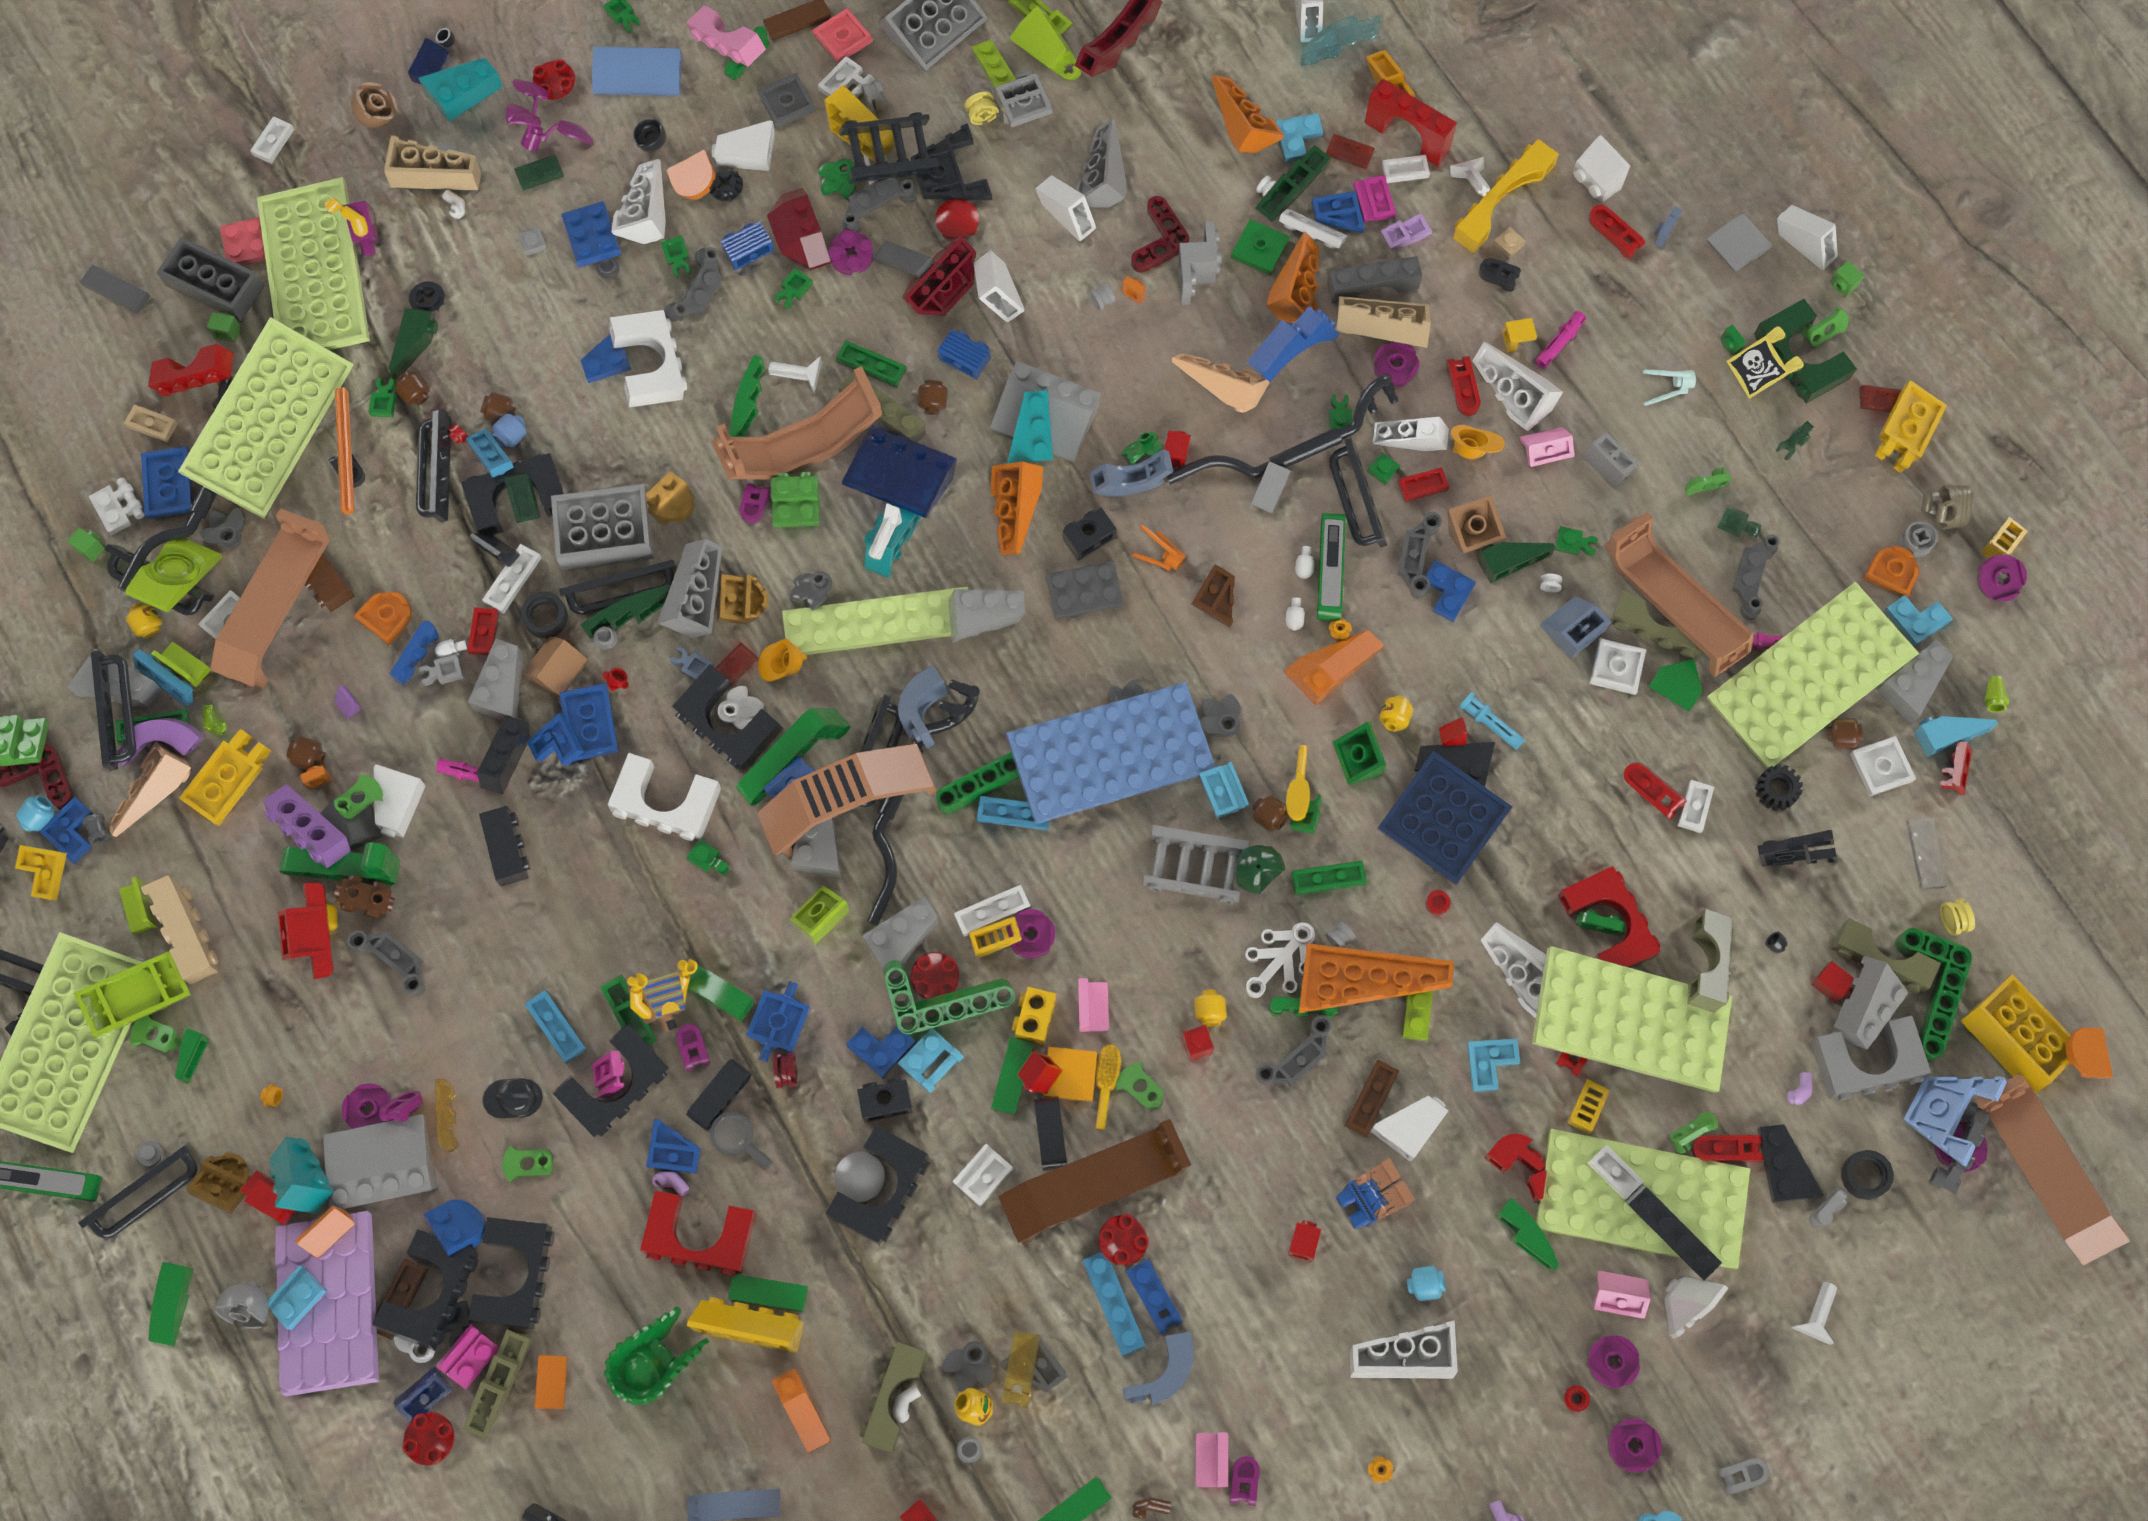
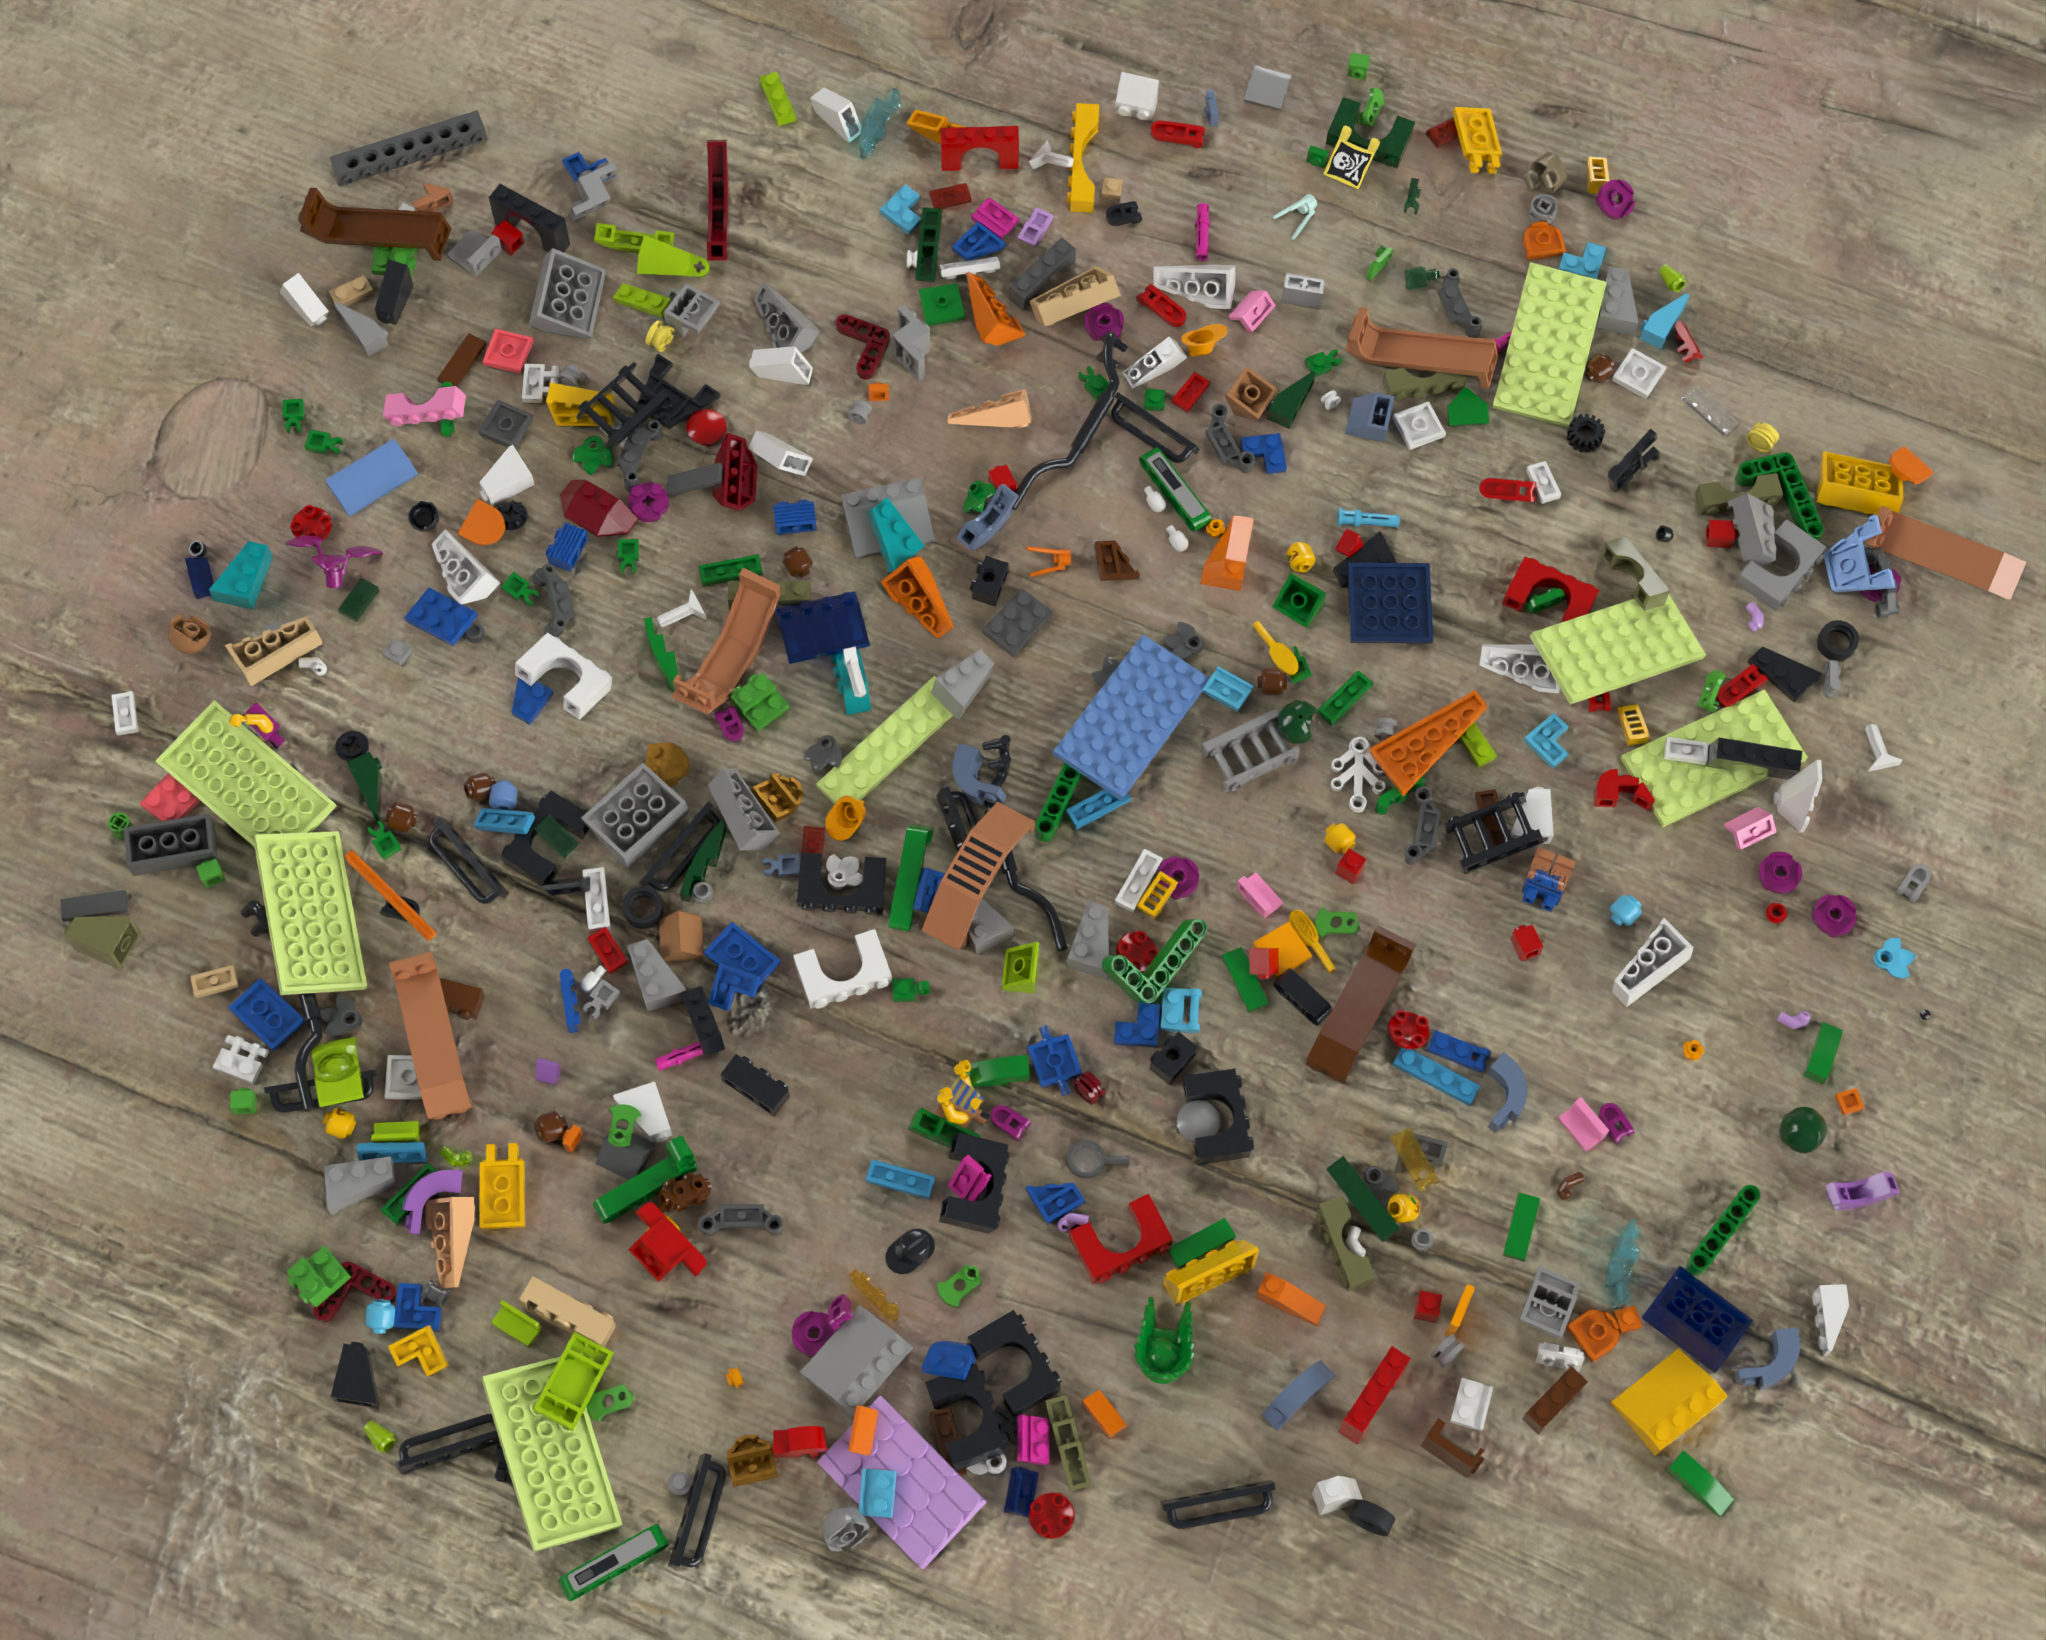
camera: 40 degrees left, 5 degrees down
(91, 323) = (103, 938): none -> olive slope
(104, 709) = (344, 1167): black piece -> none
(169, 1303) = (787, 1569): green slope -> none
(188, 231) = (122, 821): none -> bright green wheel
(190, 1053) = (646, 1386): green slope -> none
(209, 366) = (238, 901): red arch -> none
(298, 1177) = (810, 1407): teal wedge -> none
(306, 826) = (599, 1173): medium lavender brick -> none
(385, 615) = (521, 992): orange tile -> none
(457, 434) = (464, 826): red plate -> none
(616, 679) = (736, 914): red plate -> none
(719, 1094) = (1055, 1138): black beam -> none
(943, 1368) = (1363, 1198): none -> dark green slope
(983, 1175) = (1281, 1057): white plate -> none
(1040, 1016) = (1232, 926): yellow brick -> none
(1243, 119) = (860, 225): orange wedge -> none
(1271, 487) = (1089, 463): light grey tile -> none
(1290, 340) = (1023, 353): blue arch -> none
(1363, 1136) = (1490, 852): none -> black fence
(1405, 168) = (999, 183): white plate -> none
(1438, 902) = (1429, 663): red tile -> none
(1517, 332) = (1170, 245): yellow panel -> none
(1528, 1234) = (1662, 832): green slope -> none
(1809, 235) = (1310, 52): white slope -> none

